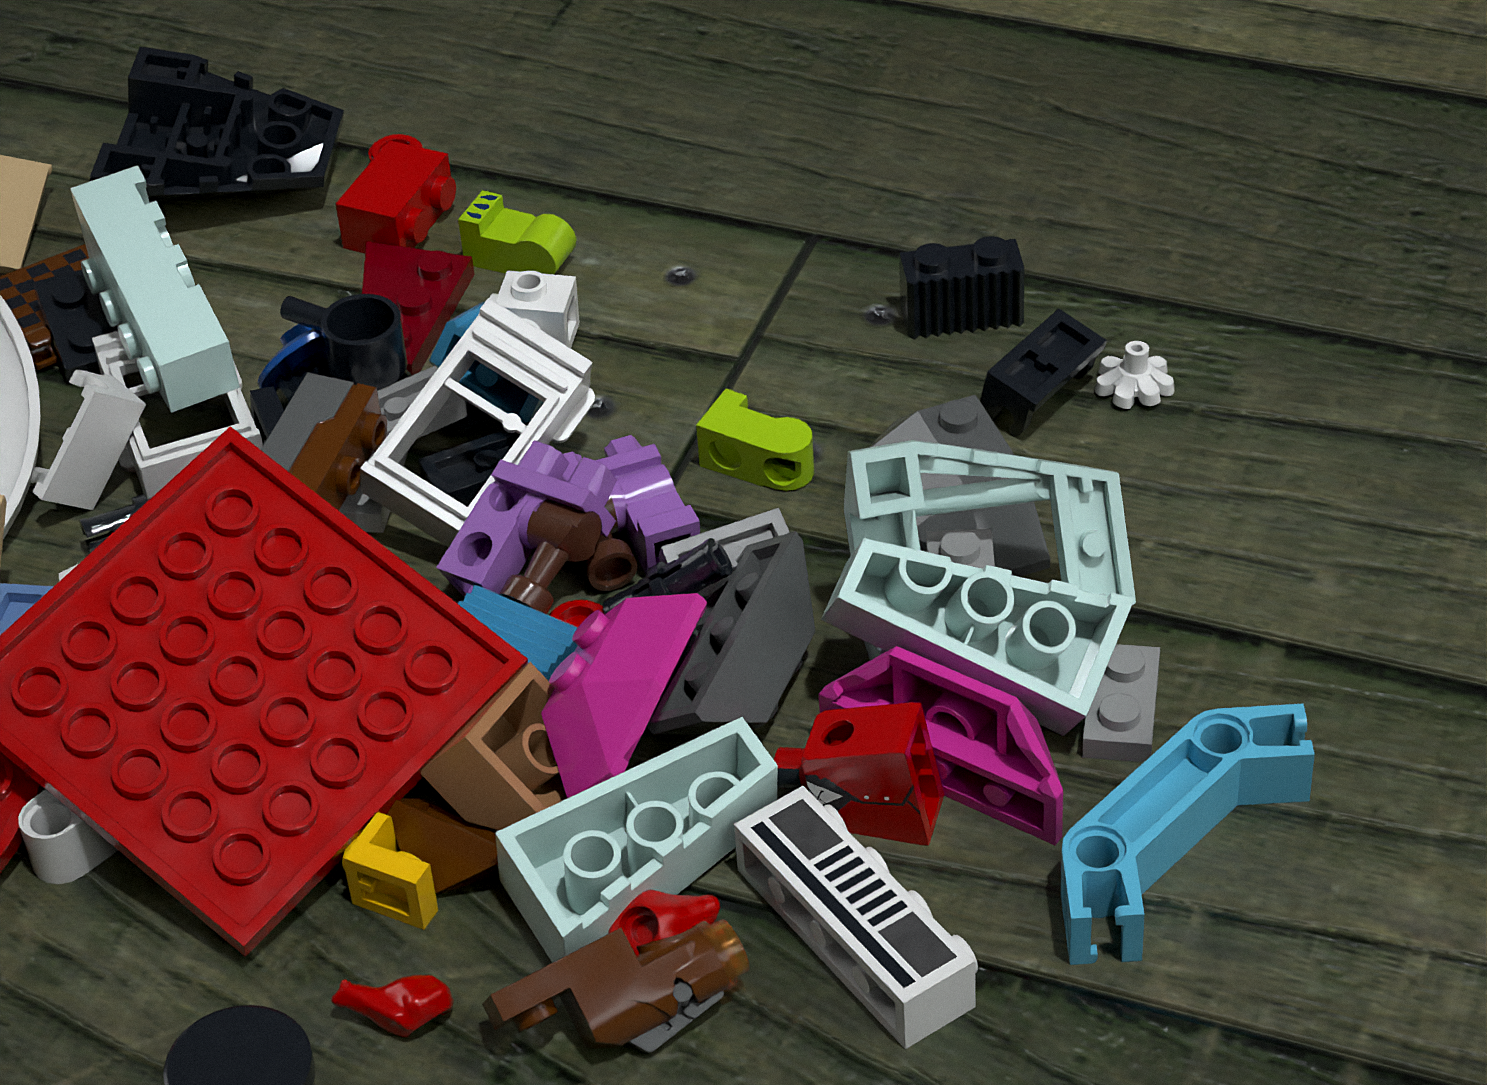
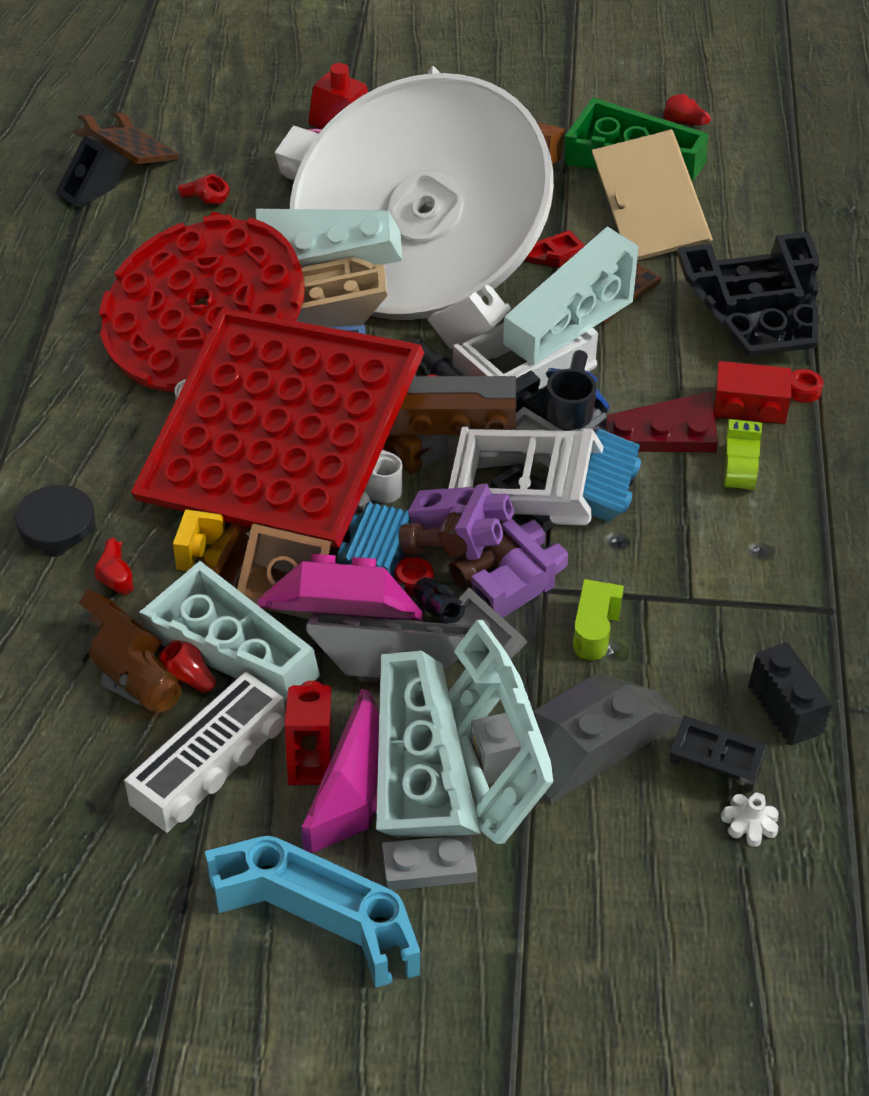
camera: 70 degrees right, 5 degrees up
(543, 301) = (666, 474): white brick -> none

